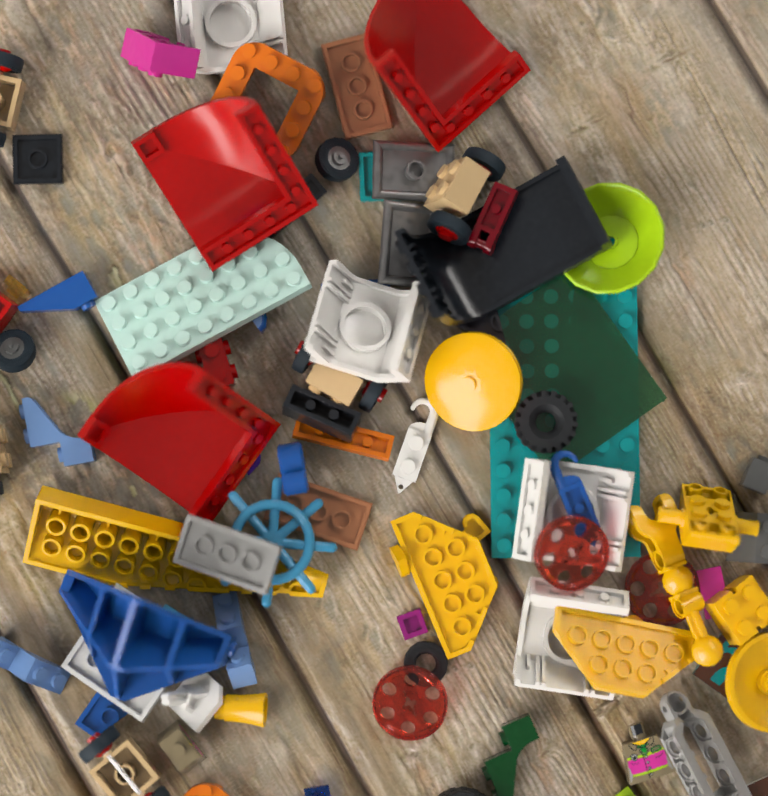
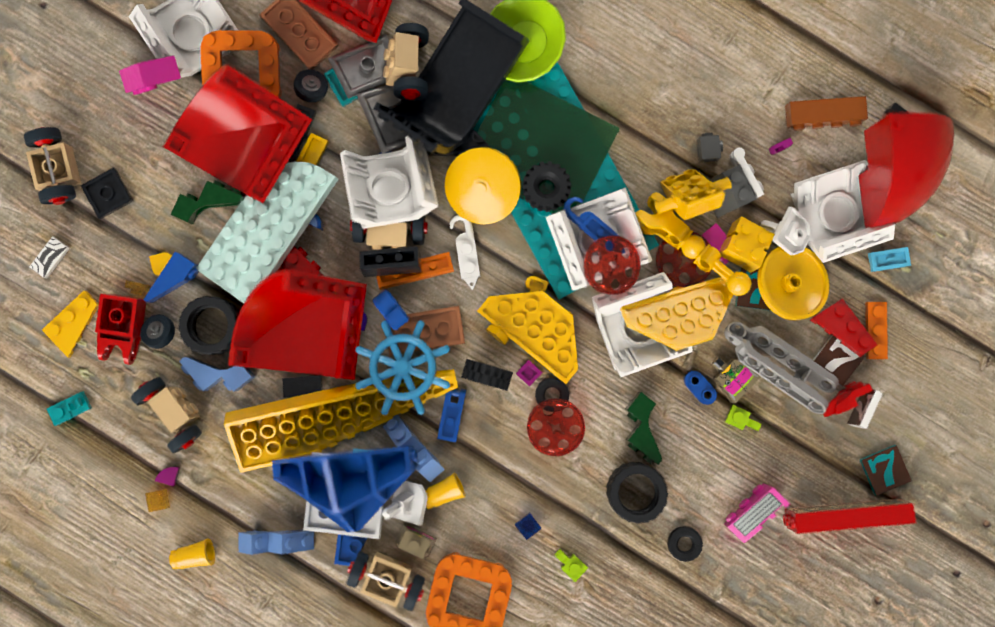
camera: 30 degrees left, 0 degrees up
(51, 364) = (188, 321): none -> black tyre
(57, 272) = (159, 261): none -> yellow tile
(144, 499) = (301, 385): none -> black tile
(157, 228) = (212, 196): none -> dark green arch
(227, 554) = (375, 391): light grey plate -> none
(297, 626) = (451, 416): none -> blue plate
(299, 235) = (313, 149): none -> yellow tile
(363, 601) = (487, 375): none -> black tyre
(493, 217) = (437, 66): dark red plate -> none
(600, 746) = (700, 387): none -> blue plate

